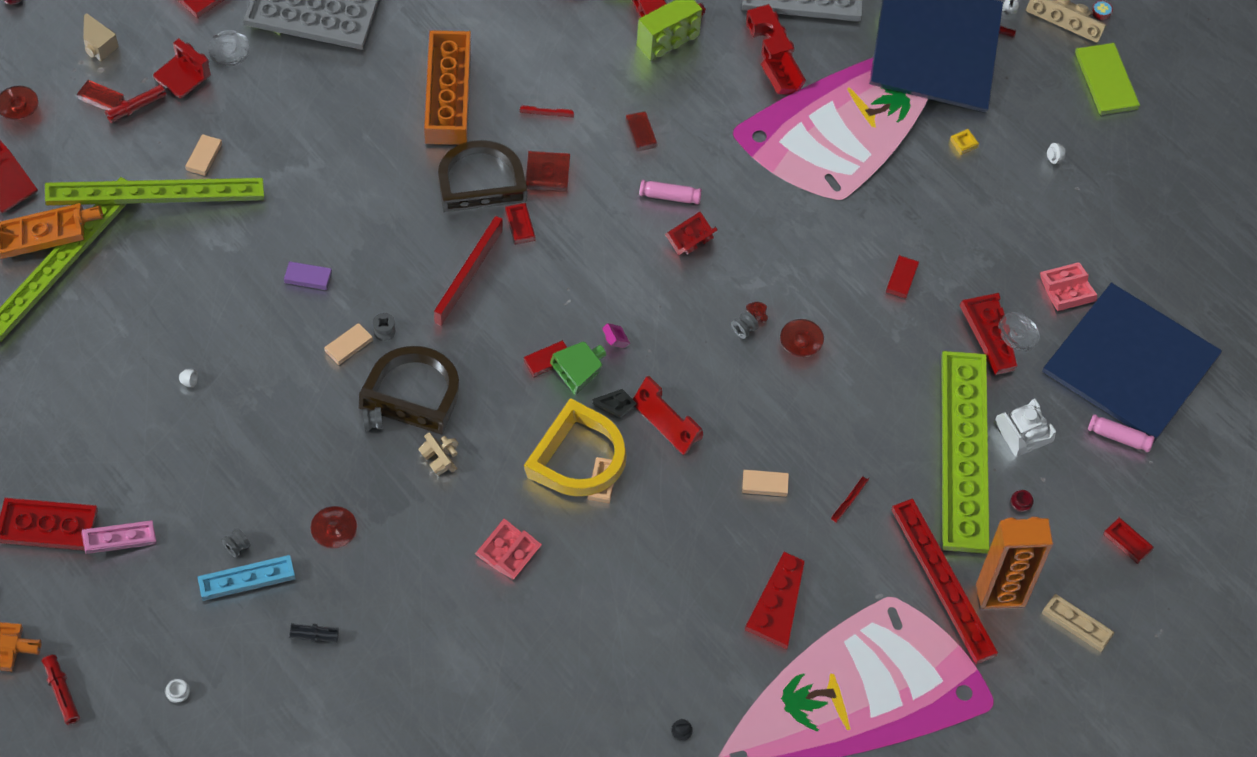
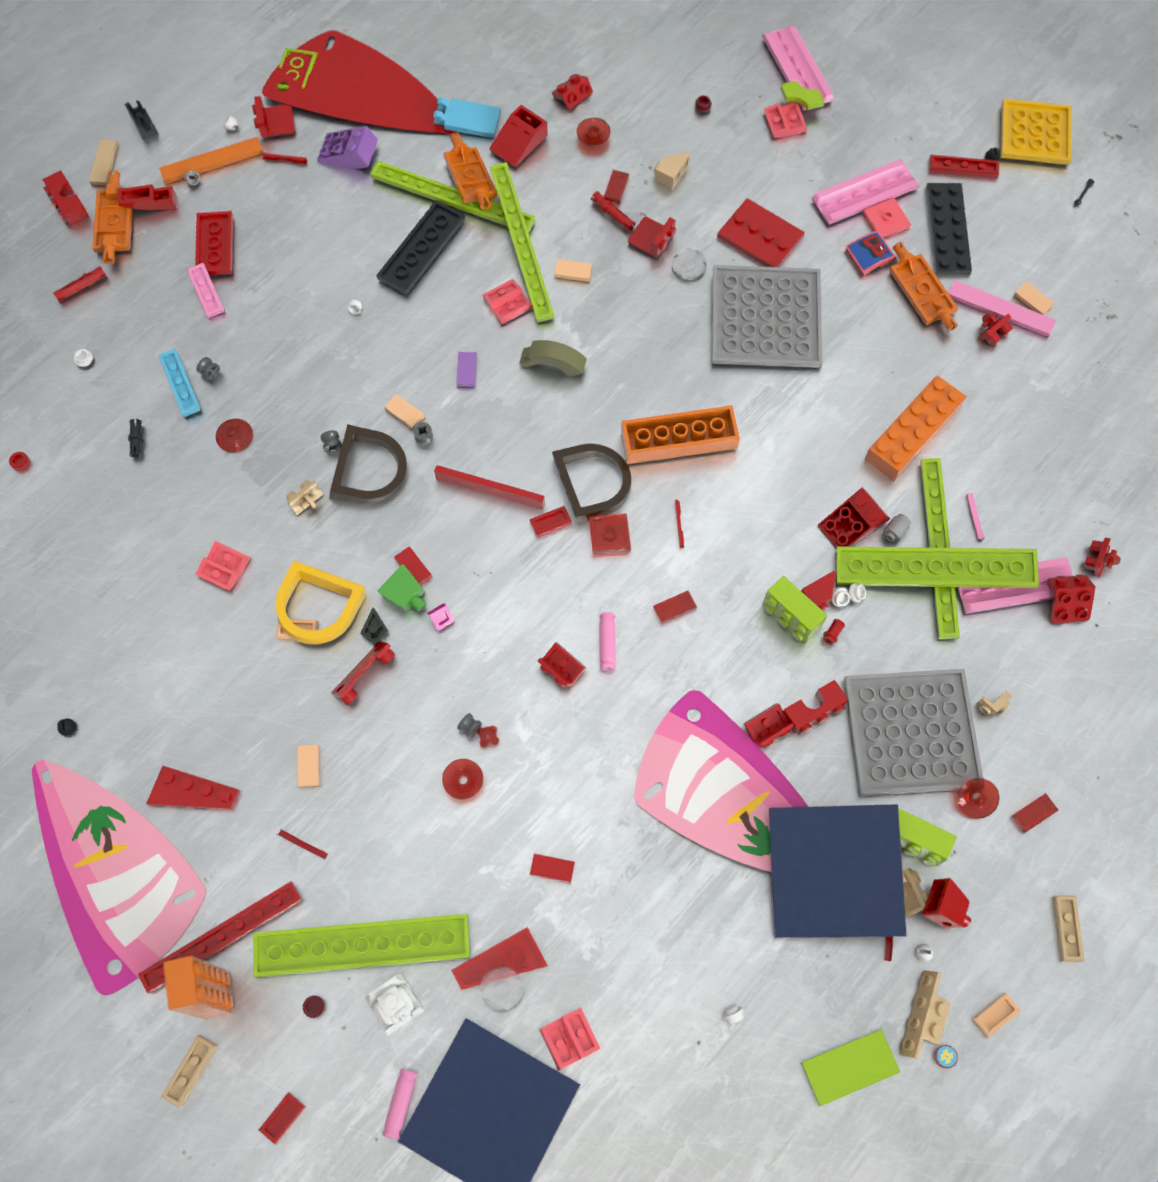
camera: 85 degrees right, 10 degrees up
(125, 298) = (420, 247): none -> black plate
(227, 223) = (507, 301): none -> coral slope
(317, 185) = (554, 354): none -> olive arch
(964, 142) = (730, 916): yellow tile -> none

